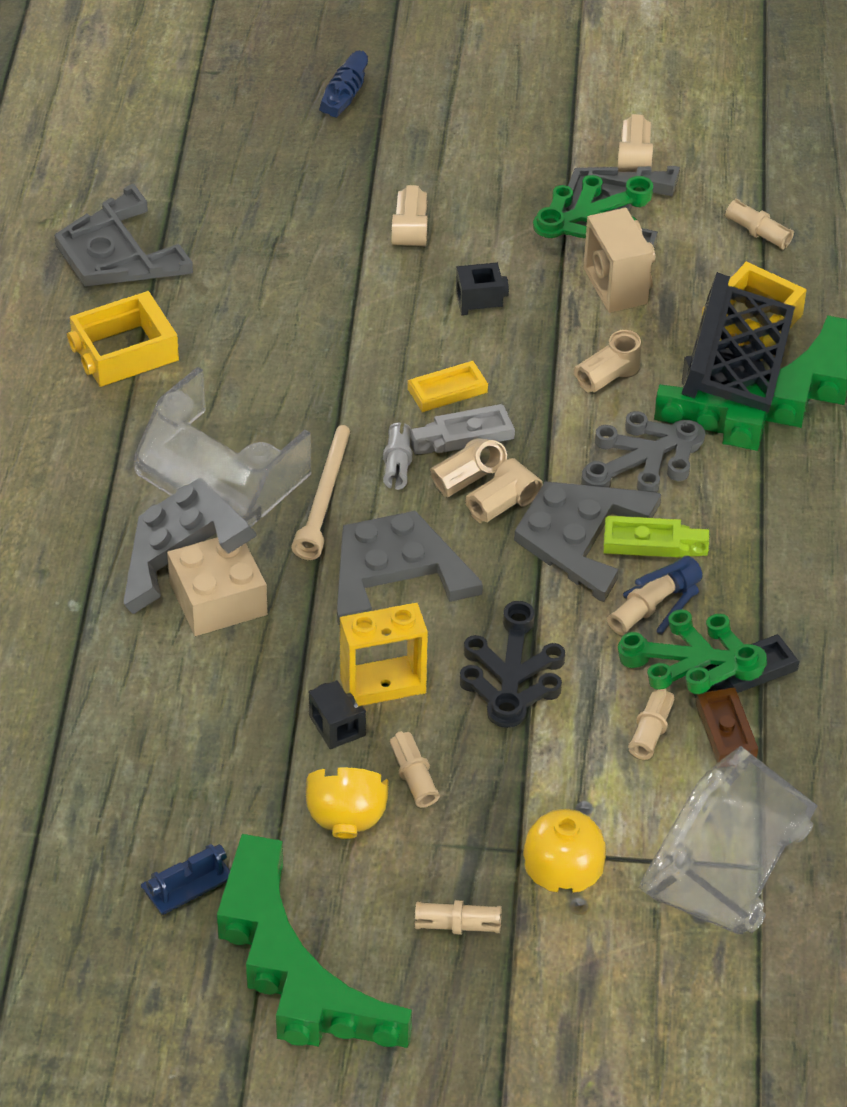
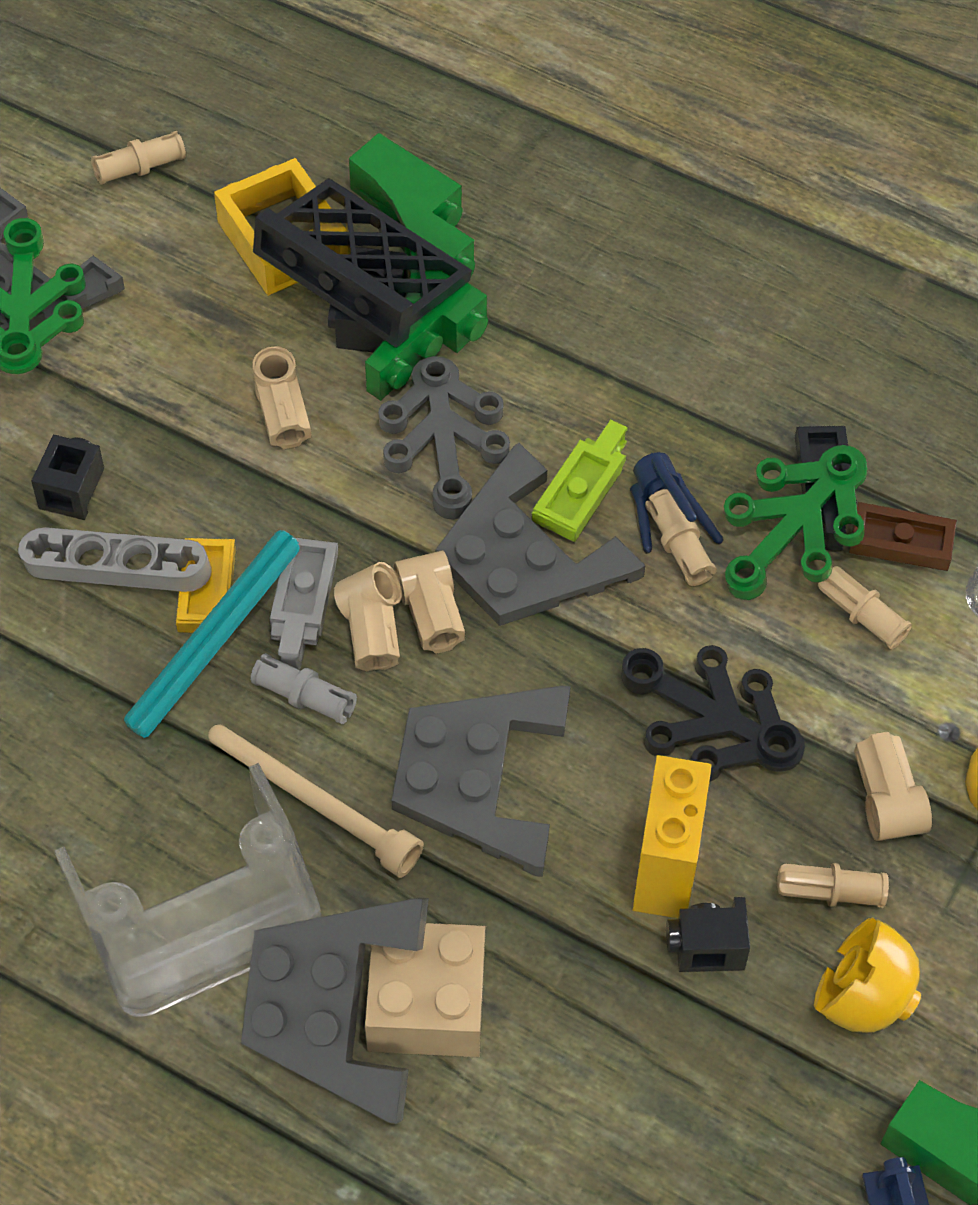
camera: 65 degrees left, 10 degrees up
(408, 395) = (211, 634): none -> teal axle
(433, 332) = (112, 566): none -> light grey beam
(500, 782) = (893, 800): none -> tan piece
(618, 259) = (130, 310): tan brick -> none

